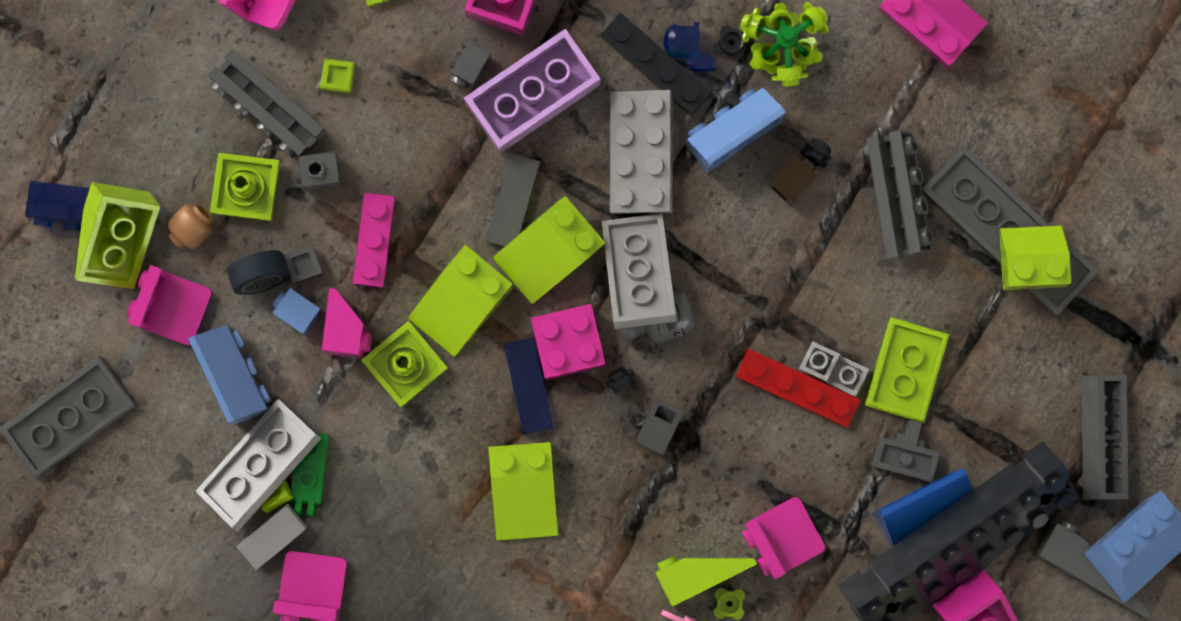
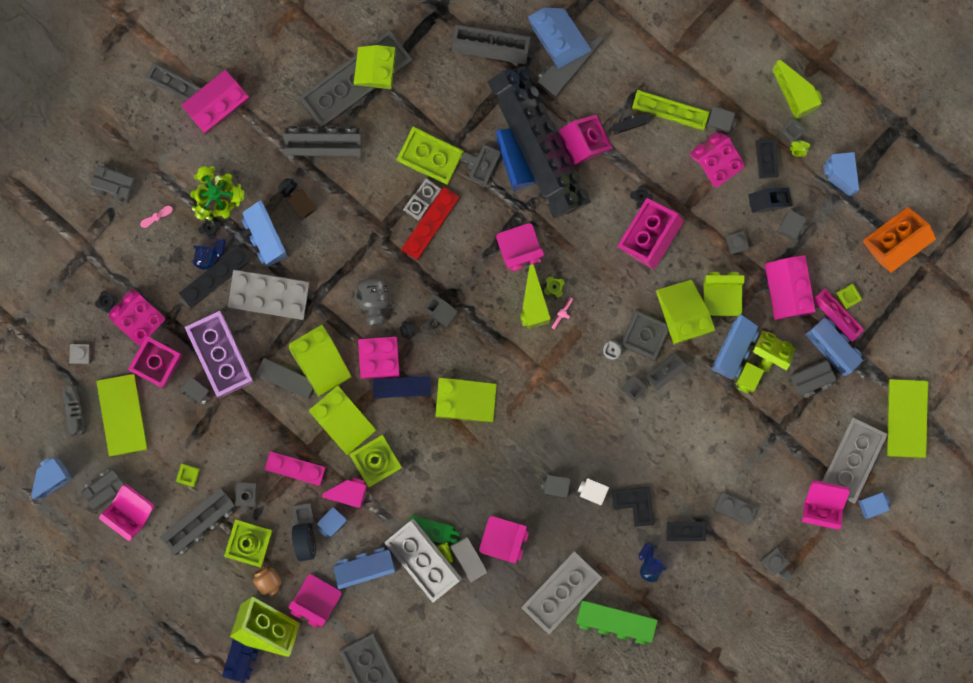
camera: 85 degrees left, 0 degrees up
(638, 271) = (343, 307): light grey plate -> none

